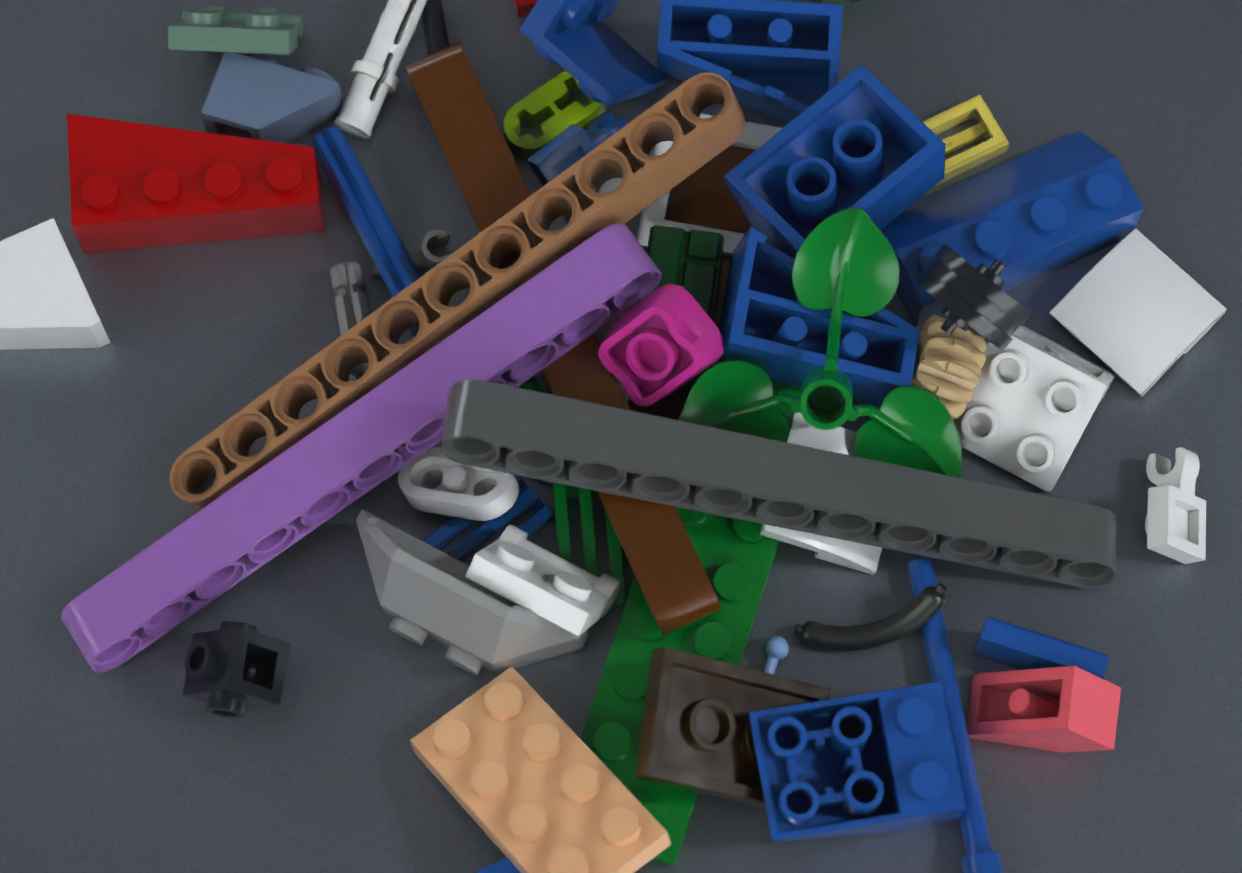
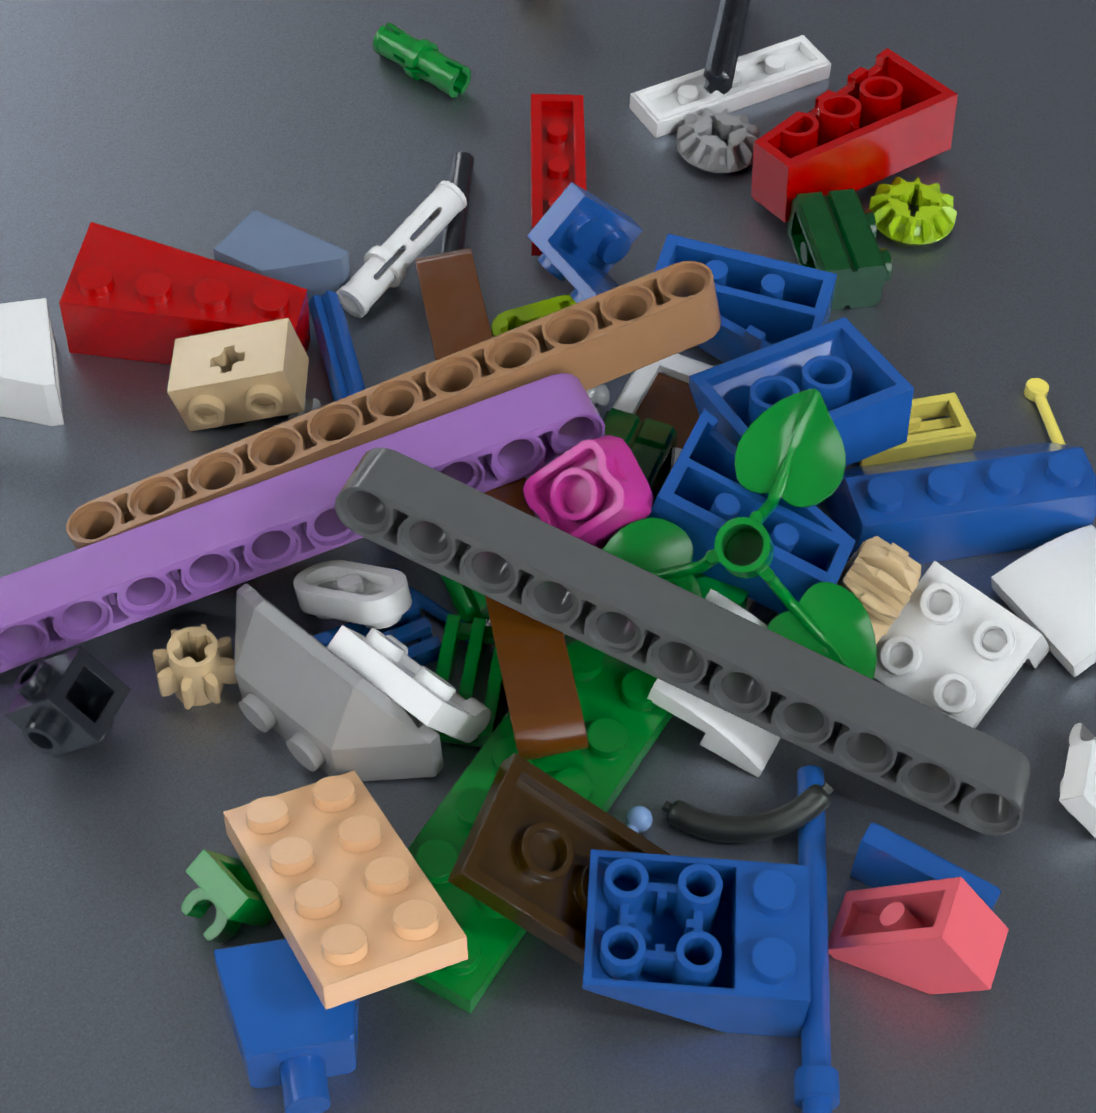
camera: 10 degrees right, 20 degrees down
(236, 32) = (289, 201): sand green plate -> none
(274, 261) = (238, 375): none -> tan brick
(337, 580) = (195, 666): none -> tan gear
(439, 814) = (232, 891): none -> green tile
(973, 297) = (917, 512): black wheel -> none
(1059, 67) = (1036, 391): none -> light yellow hinge

